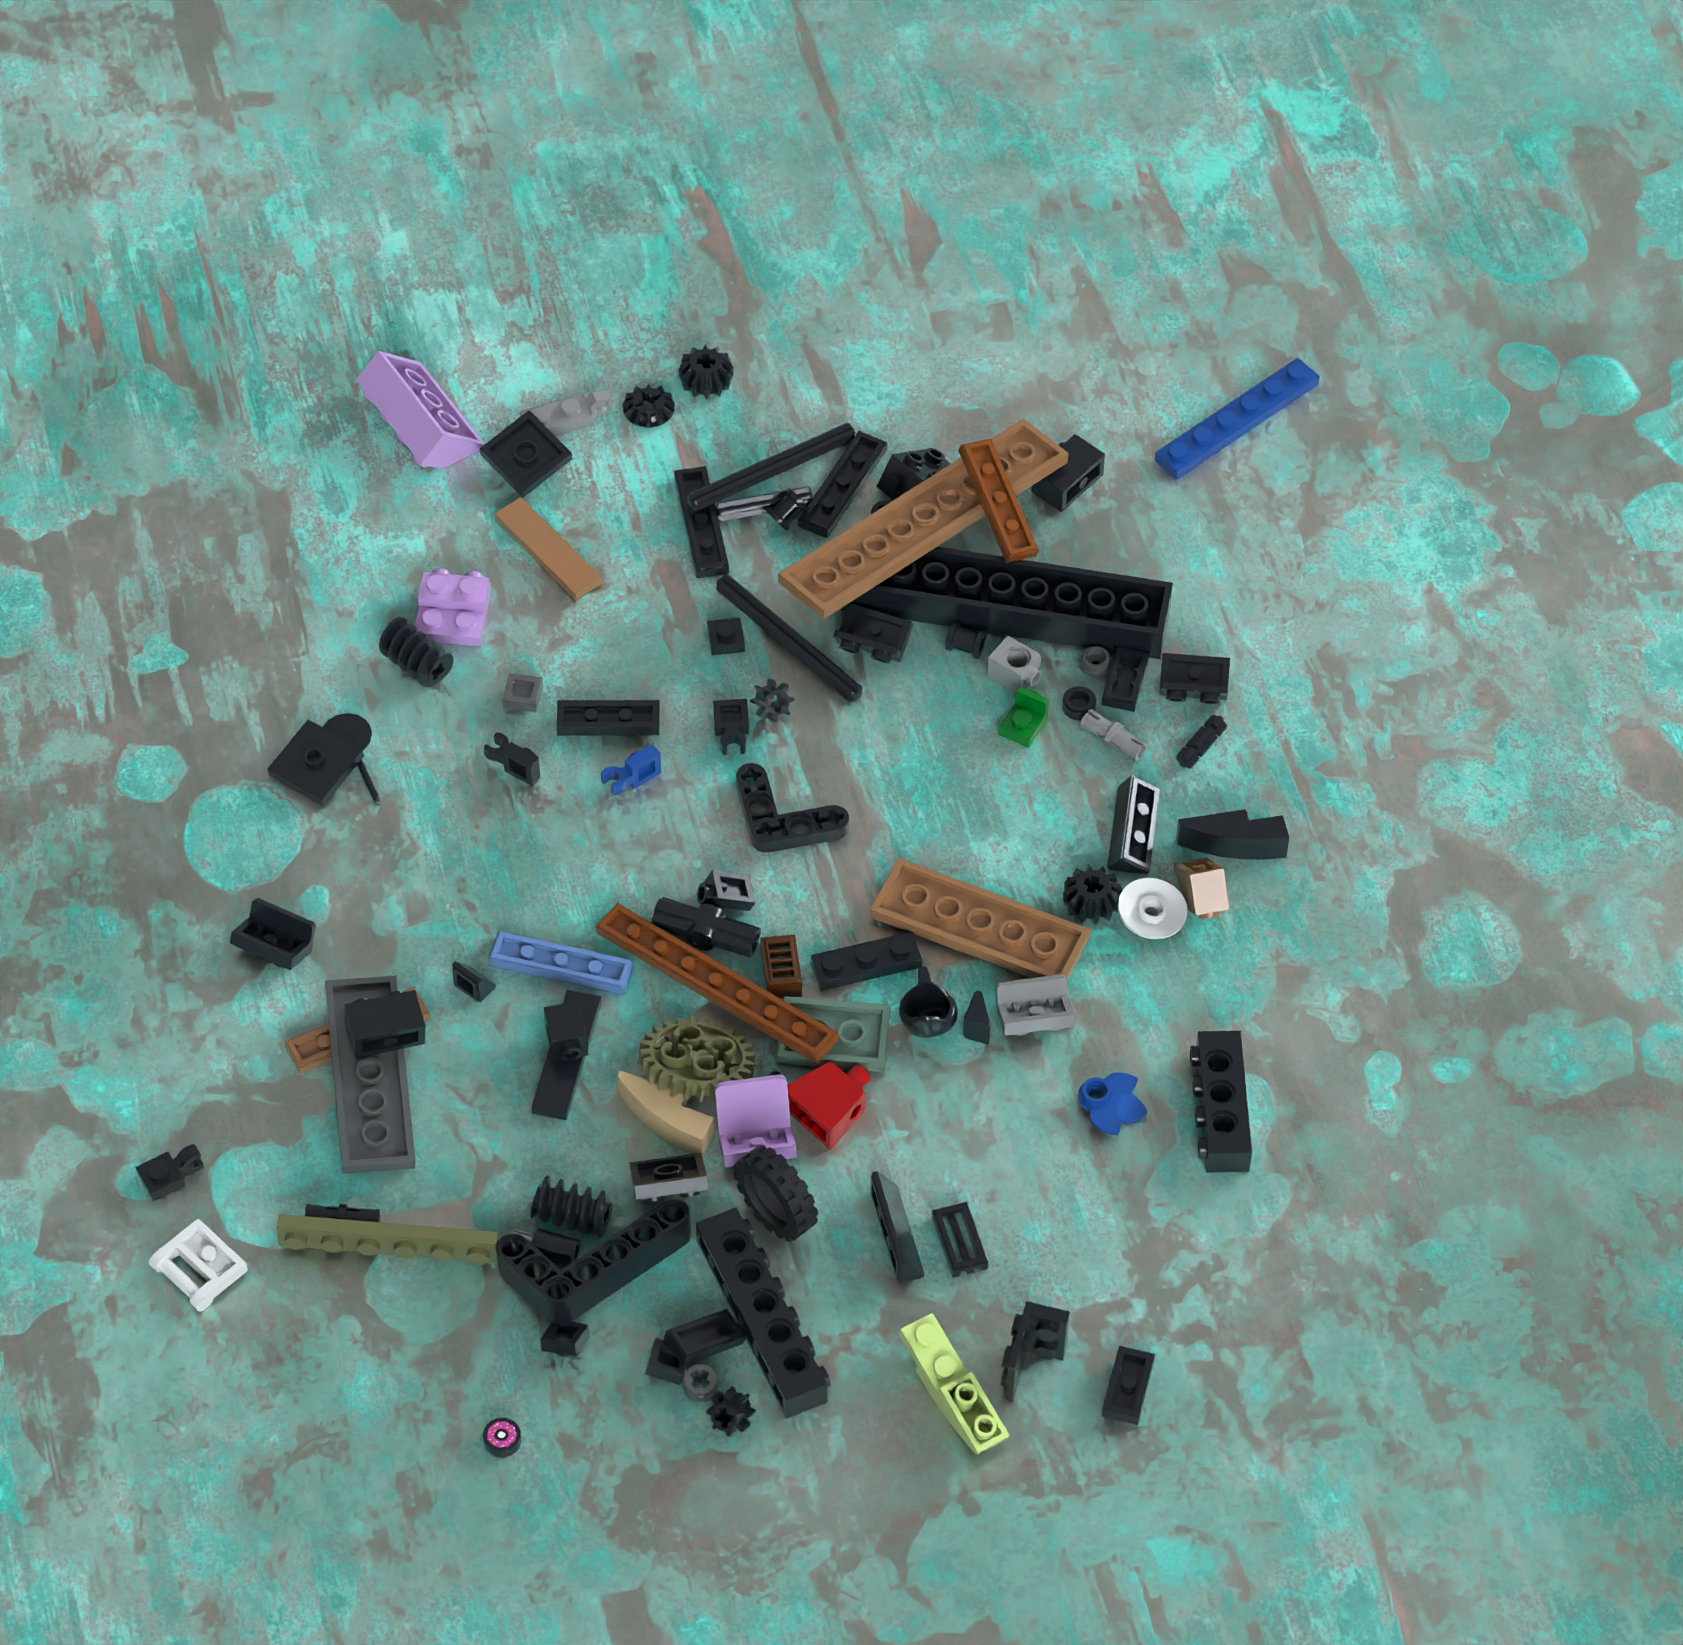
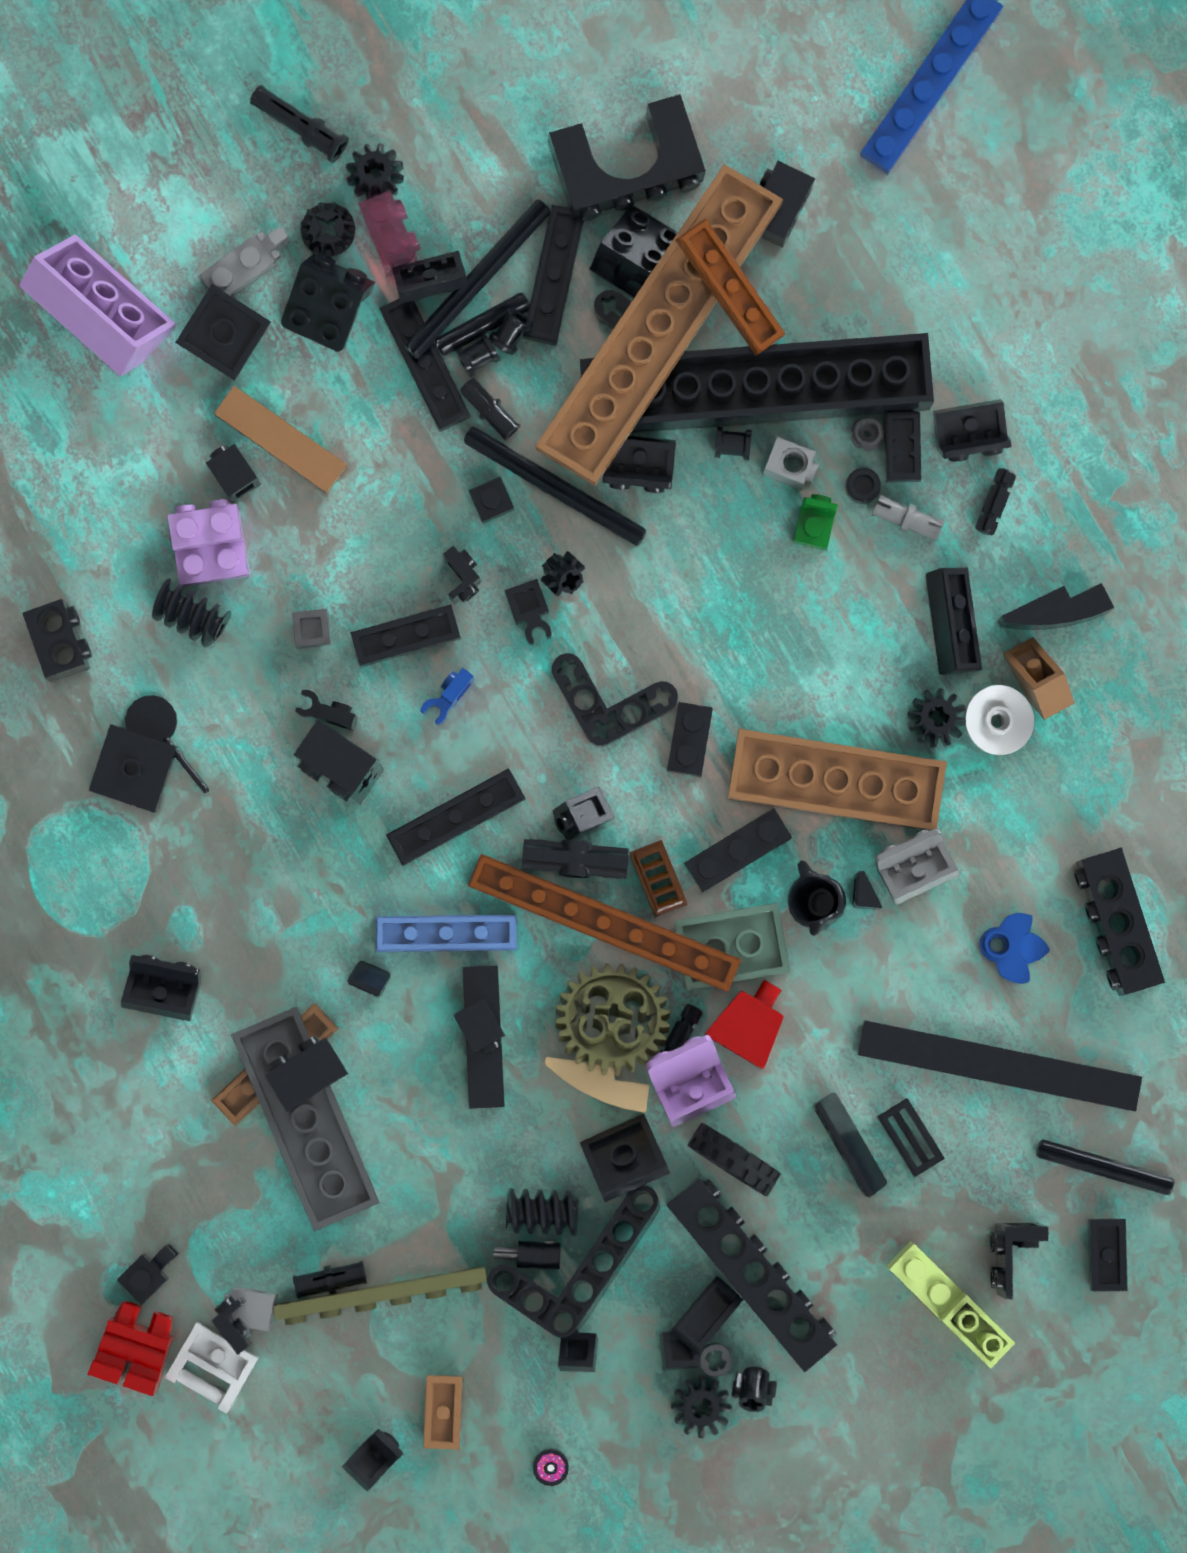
camera: 15 degrees left, 30 degrees up
(127, 1228) = (134, 1344): none -> red hips
(231, 1207) = (233, 1331): none -> black bracket
(254, 1220) = (258, 1310): none -> light grey brick
(284, 647) = (49, 644): none -> black brick
(328, 1380) = (373, 1459): none -> black bracket
(411, 1358) = (443, 1412): none -> medium nougat plate
(495, 558) = (232, 472): none -> black brick
(509, 781) = (339, 762): none -> black piece
(604, 872) = (455, 817): none -> black tile
(625, 454) = (325, 301): none -> black bracket
(660, 331) = (312, 131): none -> black pin
(672, 1415) = (698, 1394): none -> black gear
(680, 685) = (463, 567): none -> black bracket
(702, 415) = (387, 231): none -> clear pink brick
(727, 453) = (430, 277): none -> black bracket
(749, 567) = (489, 408): none -> black axle
(751, 523) = (482, 345): none -> black bush
(849, 862) = (689, 739): none -> black plate
(903, 426) = (592, 190): none -> black arch
(1068, 1199) = (999, 1065): none -> black tile
(1149, 1310) = (1105, 1167): none -> black axle

